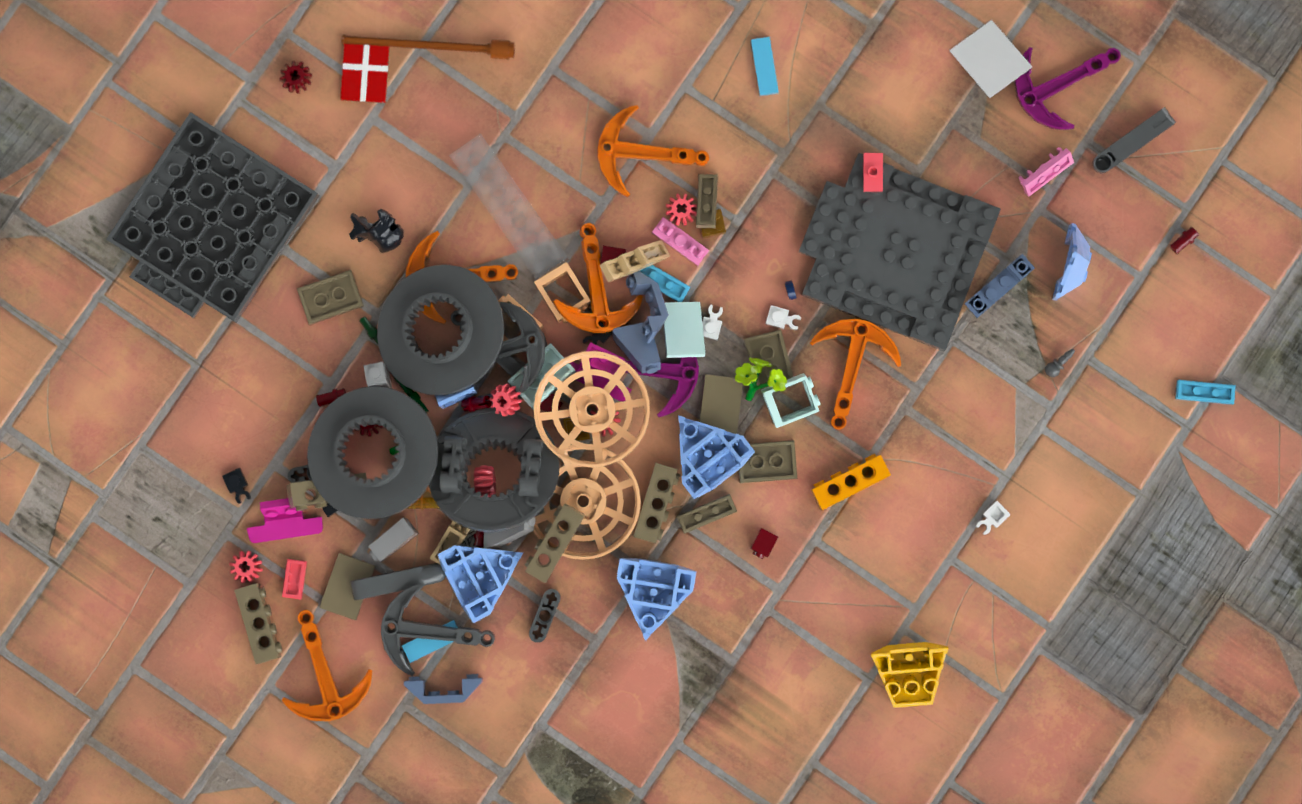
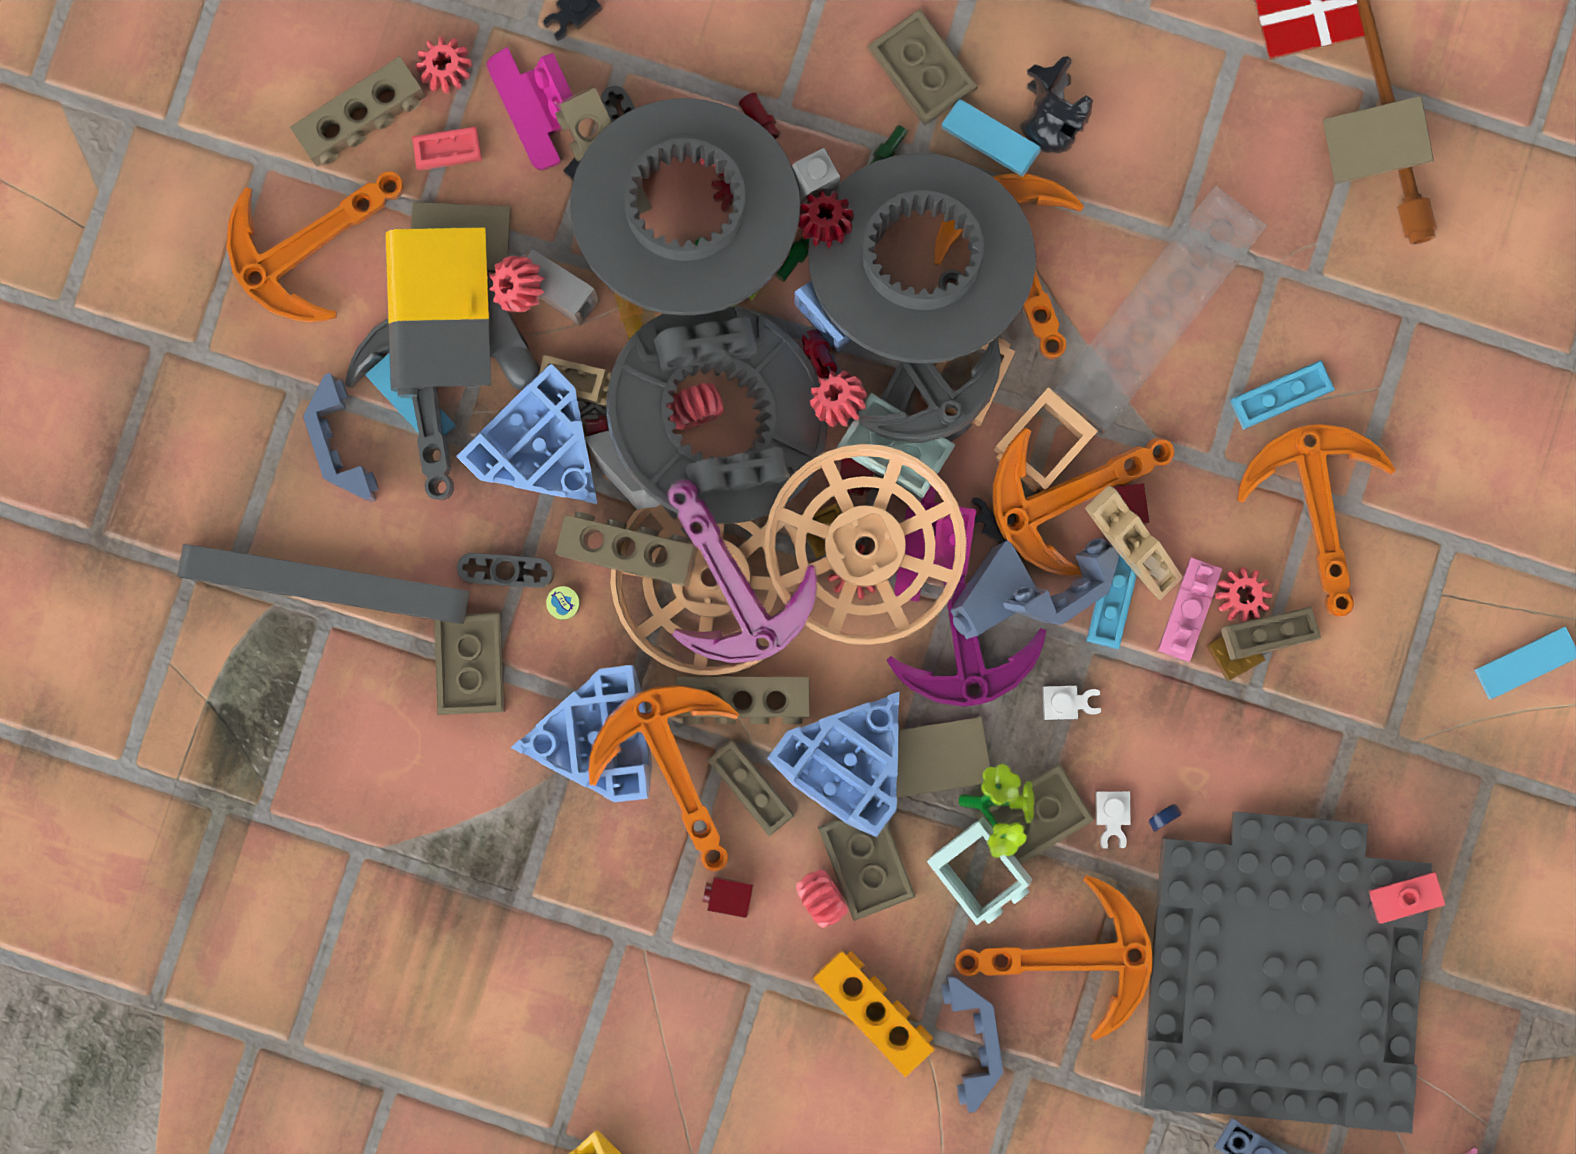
camera: 70 degrees right, 0 degrees up
(383, 271) = (991, 137): none -> medium azure tile
(386, 560) = (516, 284): none -> coral gear
(386, 609) = (437, 309): none -> door
(409, 379) = (825, 208): none -> dark red gear
(450, 57) = (1378, 140): none -> dark tan tile
(522, 720) = (323, 584): none -> dark grey beam
(572, 588) = (563, 603): none -> yellowish green tile
(576, 154) = (1282, 394): none -> medium azure tile
(591, 651) = (469, 665): none -> dark tan tile
(609, 484) = (743, 601): none -> piece
(650, 569) = (654, 726): none -> orange piece
(684, 330) = (1043, 659): light aqua tile -> none
(779, 492) = (822, 898): none -> coral gear
(907, 437) = (976, 1085): none -> sand blue slope

